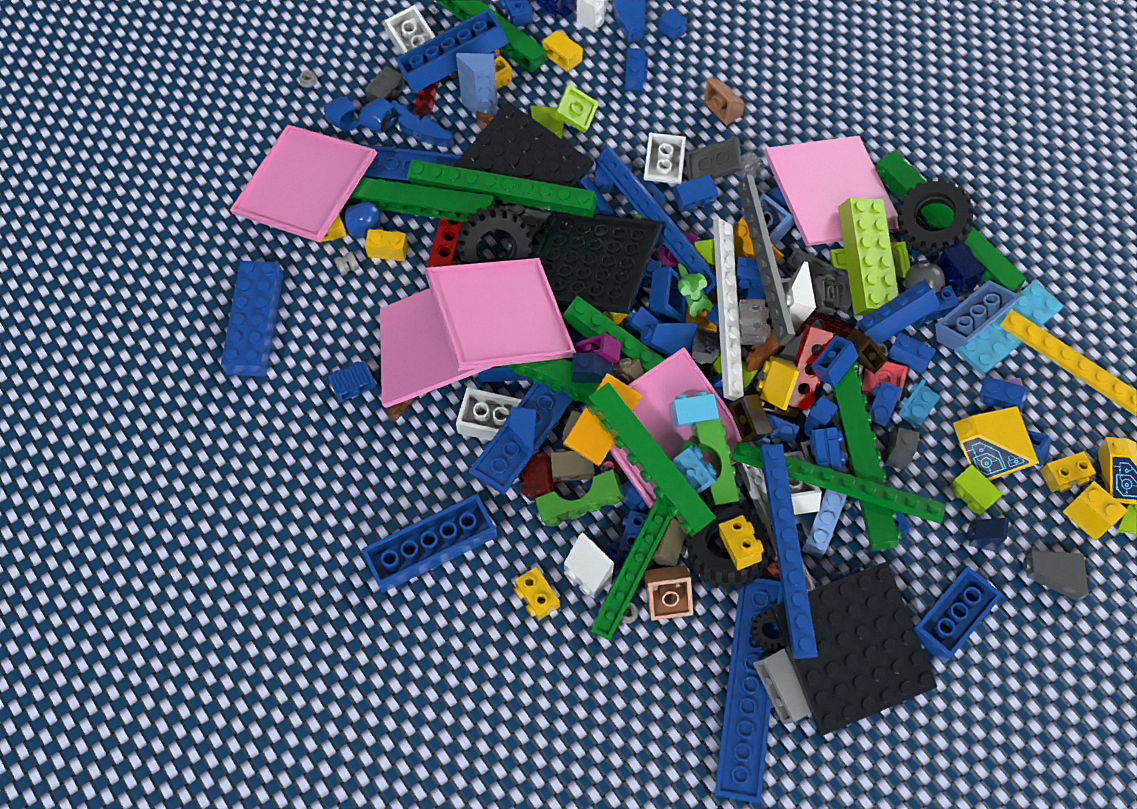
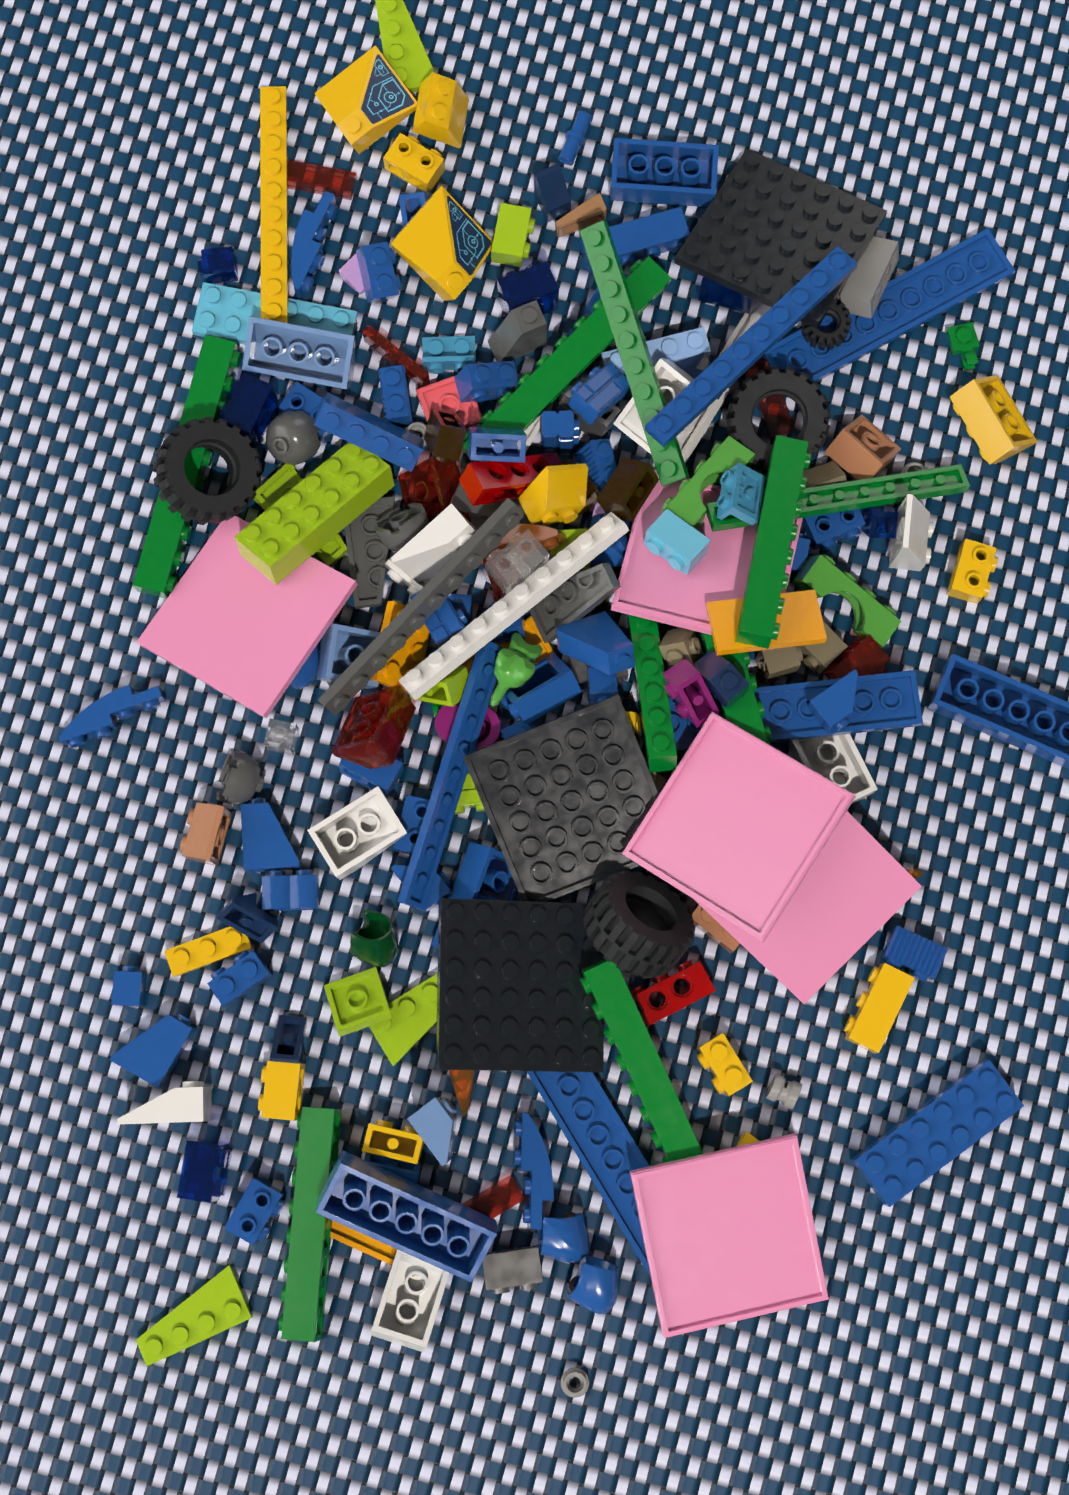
camera: 130 degrees left, 15 degrees up
(341, 338) = (878, 1007): none -> yellow brick
(361, 218) = (716, 1122): blue piece -> none
(505, 188) = (562, 977): green brick -> none
(583, 65) = (289, 1039): none -> dark blue slope
(598, 134) = (375, 941): none -> dark green piece
(623, 692) = (992, 419): none -> yellow slope
(660, 117) = (290, 892): none -> blue brick
(663, 70) = (206, 950): none -> yellow plate
(666, 86) = (246, 918): none -> dark blue slope
(692, 719) = (964, 341): none -> green plate
(698, 125) = (265, 840): none -> blue slope
(713, 200) = (375, 728): none -> clear red slope
(715, 160) = (309, 779): dark grey tile -> none
(739, 127) = (239, 778): none -> dark grey cylinder
(740, 542) = (781, 395): yellow brick -> none
(828, 102) = (100, 716): none -> blue slope
(919, 562) = (647, 237): none -> blue brick
(927, 467) = (528, 285): none -> clear blue brick
(937, 371) = (395, 356): none -> clear red tile
(959, 548) = (583, 216): none -> medium nougat slope
(1021, 583) = (575, 138): none -> blue pin
(1047, 370) = (306, 248): none -> blue slope
(1059, 572) = (535, 111): dark grey slope -> none
(1069, 320) = (218, 265): none -> clear blue brick
(1092, 415) = (320, 179): none -> clear red tile

